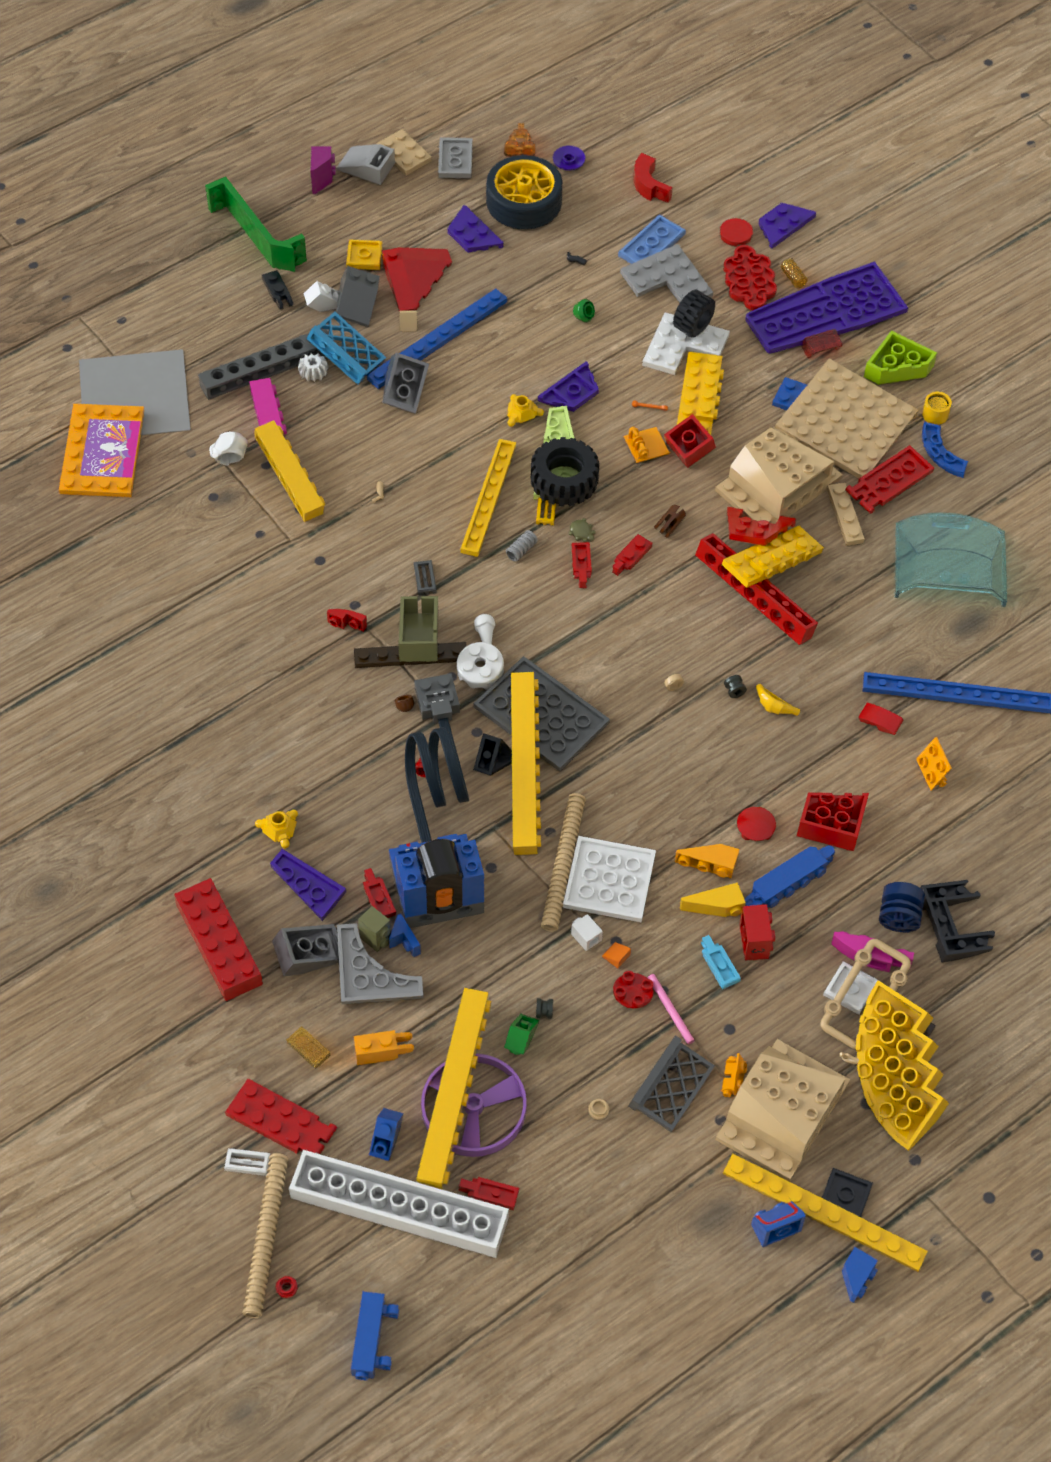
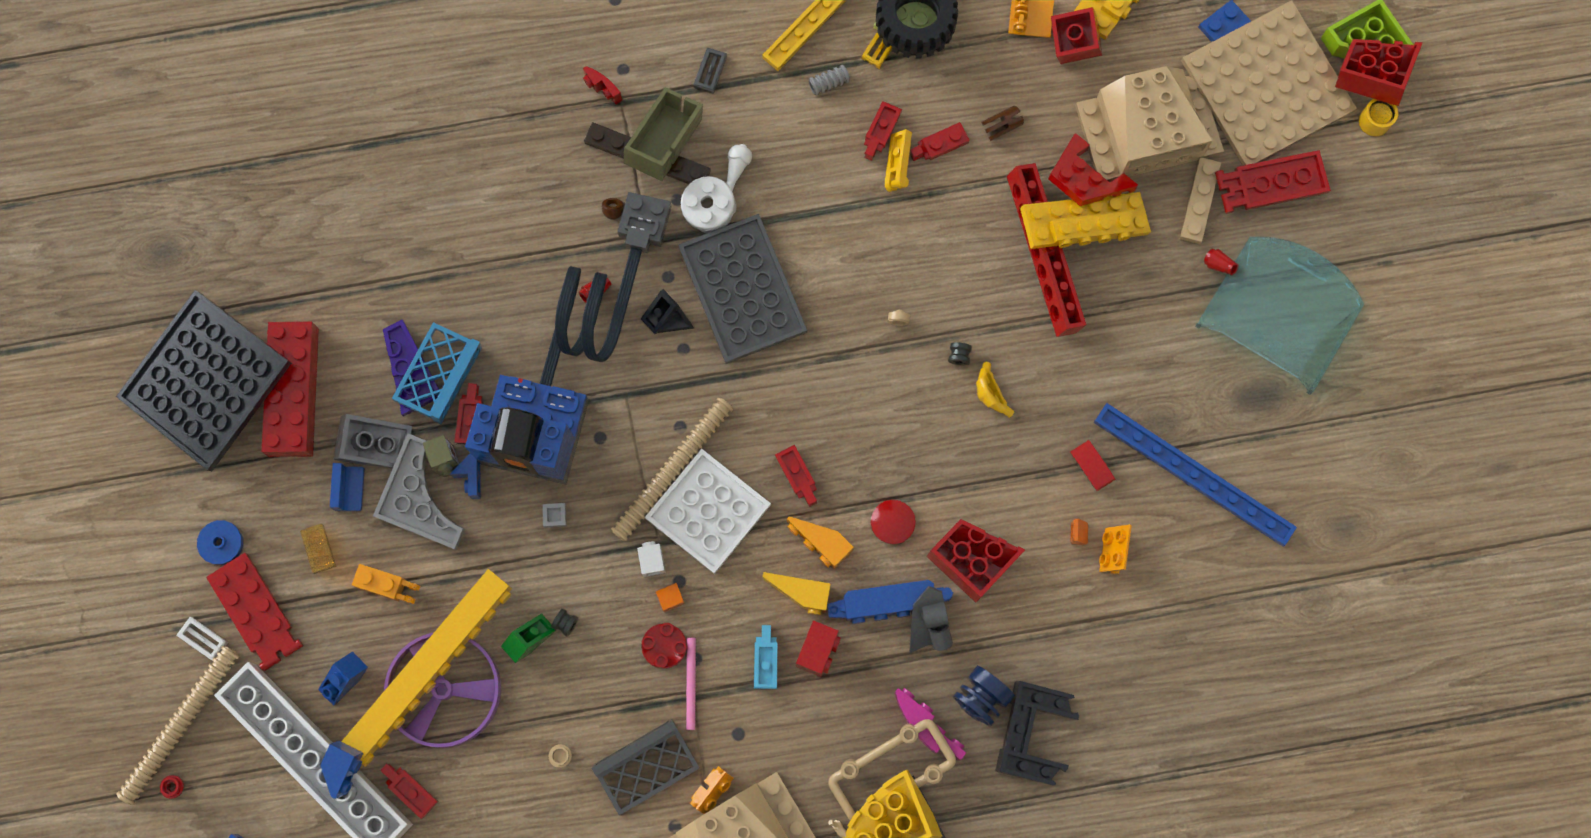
camera: 30 degrees right, 20 degrees up
(143, 960) = (203, 380): none -> black plate
(222, 1091) = (231, 542): none -> blue plate
(279, 826) = (414, 292): yellow rock -> none
(306, 993) = (346, 488): none -> blue panel
(351, 874) = (451, 385): none -> dark azure fence
(429, 1183) = (339, 767): none -> blue slope
(489, 936) = (554, 515): none -> light grey plate
(524, 763) = (689, 340): yellow brick -> none
(582, 530) = (904, 90): olive piece -> none
(608, 577) = (898, 161): none -> yellow plate
(663, 822) = (797, 474): none -> red hinge
(829, 875) = (930, 622): none -> dark grey panel
(858, 992) = (890, 762): white tile -> none
(886, 545) = (1220, 262): none -> red cone
(898, 769) = (1079, 532): none -> orange slope
(919, 374) = (1378, 69): none -> red wedge
(934, 447) = (1349, 171): blue tile -> none

